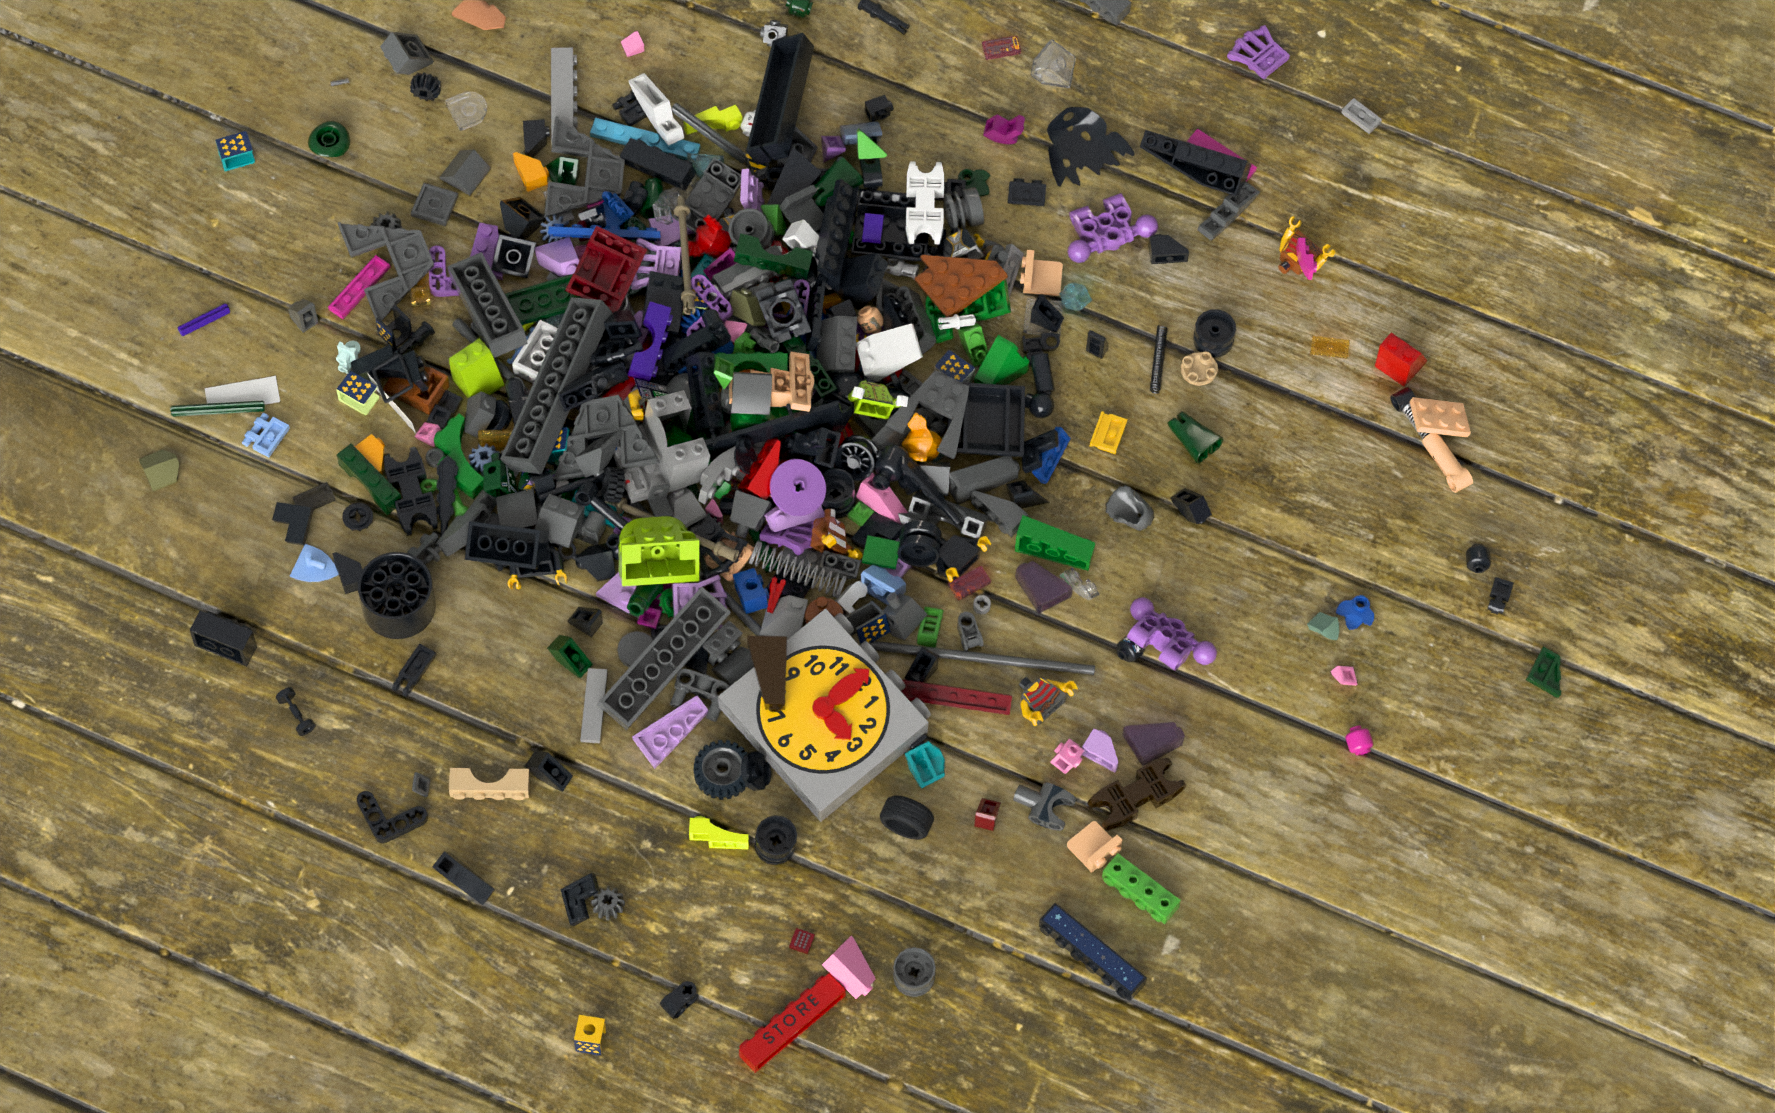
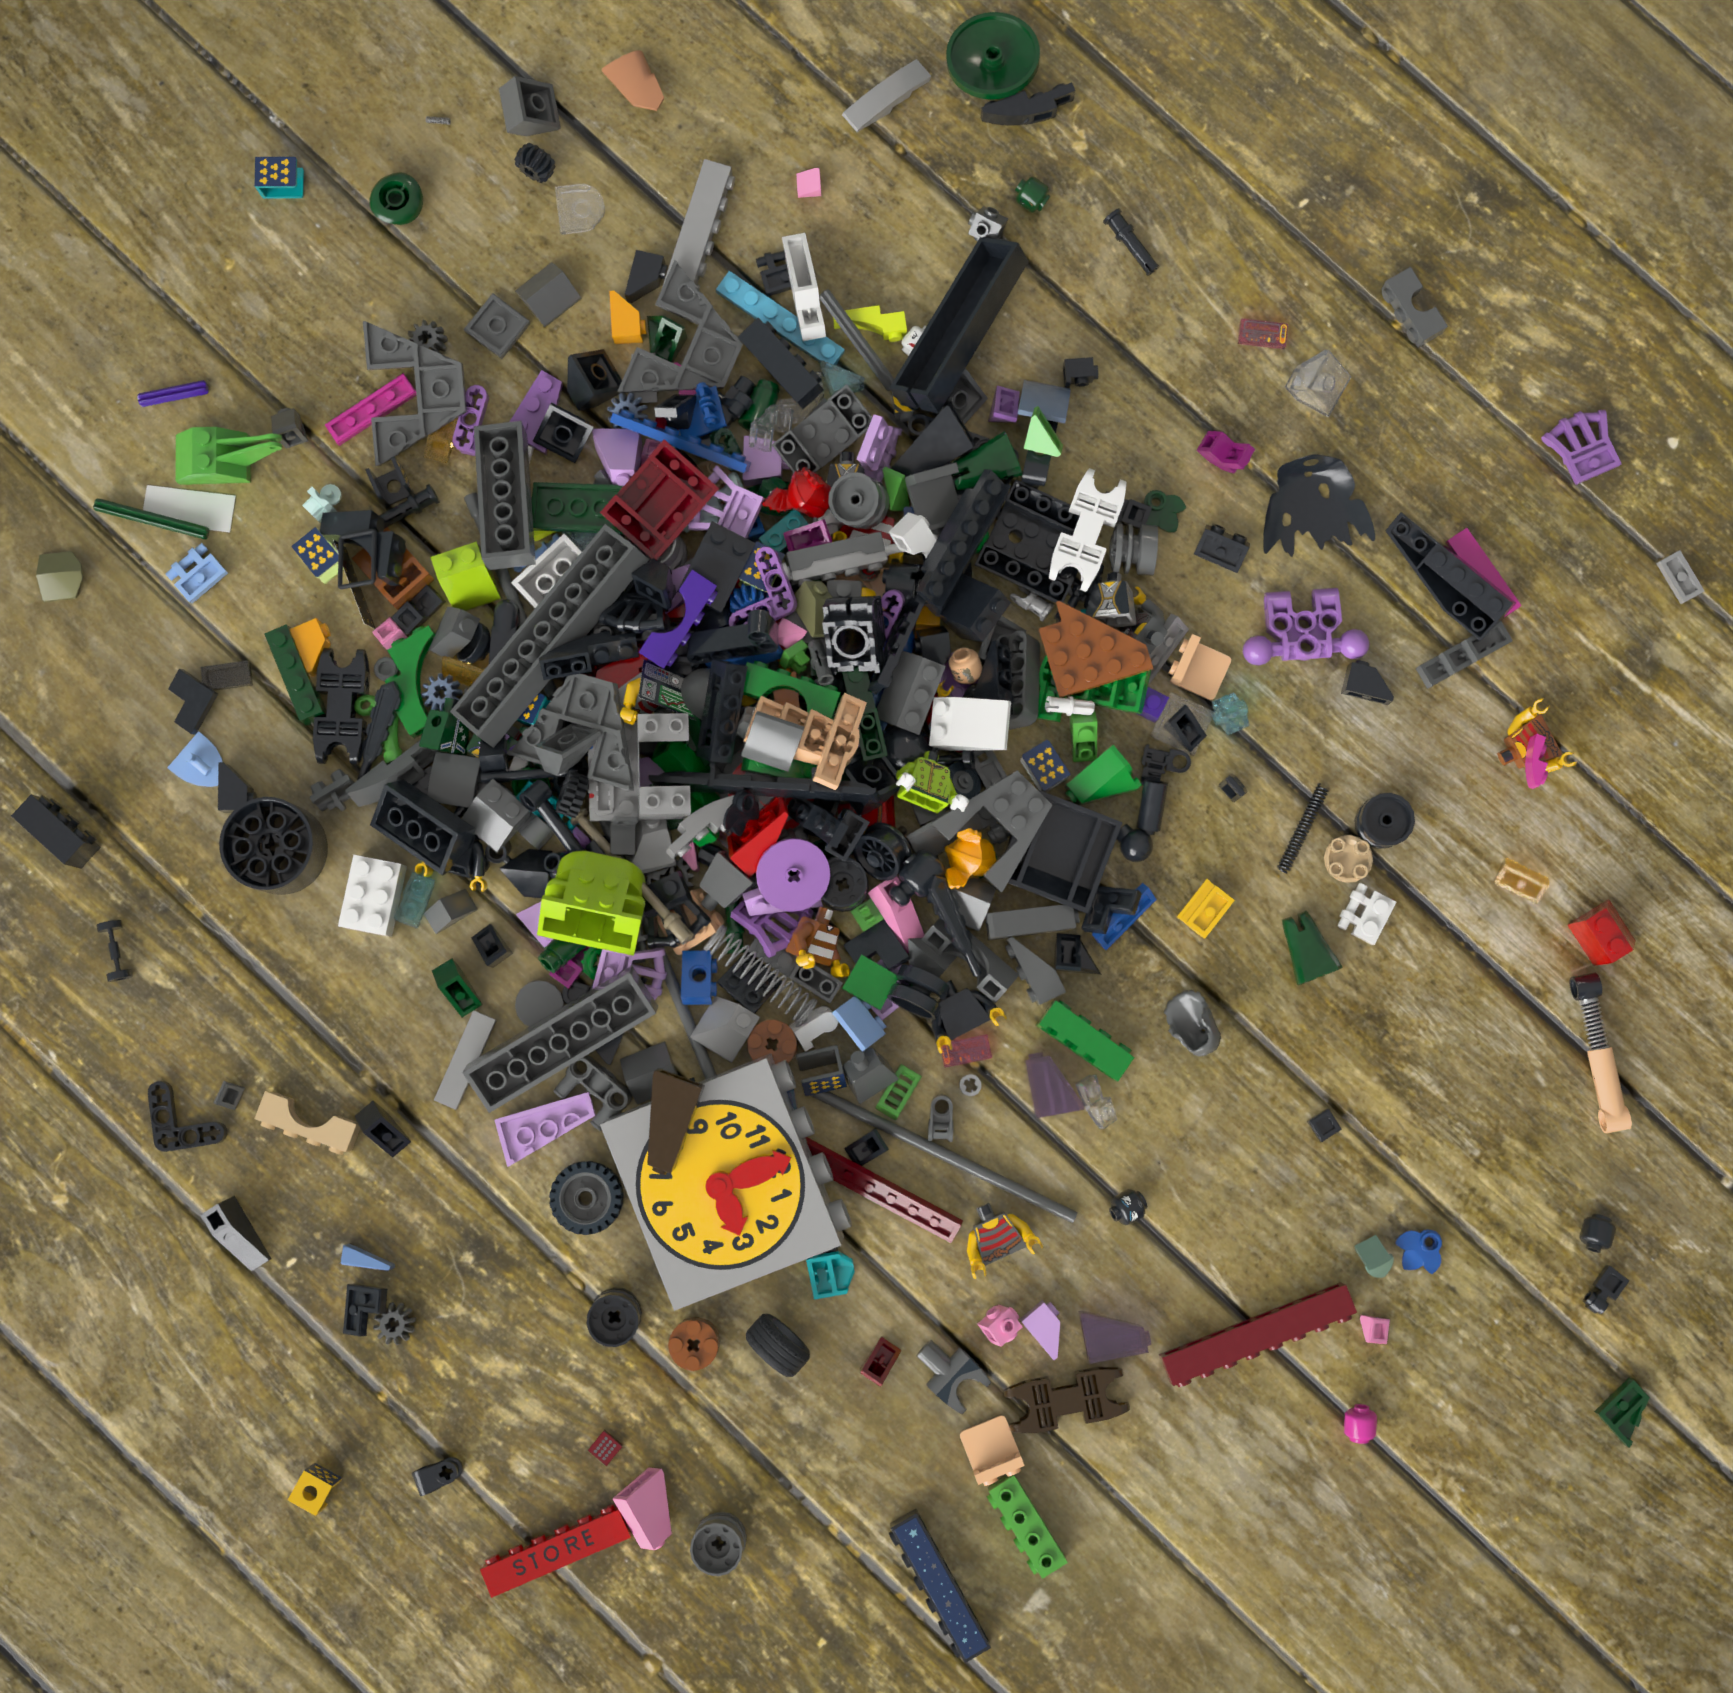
camera: 25 degrees right, 20 degrees up
(258, 347) = (220, 455): none -> bright green slope
(350, 513) = (264, 709): black gear -> none
(414, 669) = (271, 941): black hinge -> none
(482, 611) = (372, 895): none -> white brick
(515, 607) = (415, 900): none -> clear light blue slope
(543, 607) = (450, 910): none -> dark grey slope
(569, 865) = (360, 1258): none -> medium blue slope
(687, 296) = (745, 572): dark tan bar -> none
(702, 829) = (536, 1267): neon yellow slope -> none
(722, 642) = (645, 1033): dark grey bracket -> none
(723, 371) = (750, 696): bright green slope -> none
(751, 253) = (842, 537): dark green arch -> none
(755, 771) = (619, 1219): black tile -> none
(775, 592) = (724, 993): red piece -> none
(852, 840) = (694, 1358): none -> dark orange brick
(873, 228) = (1011, 544): dark purple slope -> none
(1018, 308) = (1153, 705): none -> dark purple brick
(1167, 636) = (1185, 1207): medium lavender connector -> none
(1191, 505) = (1270, 1042): black slope -> none
(1233, 401) = (1373, 916): none -> white plate
(1252, 551) = (1324, 1125): none -> black tile
(1259, 704) = (1257, 1334): none -> dark red brick
(1440, 417) = (1622, 1029): light nougat plate -> none

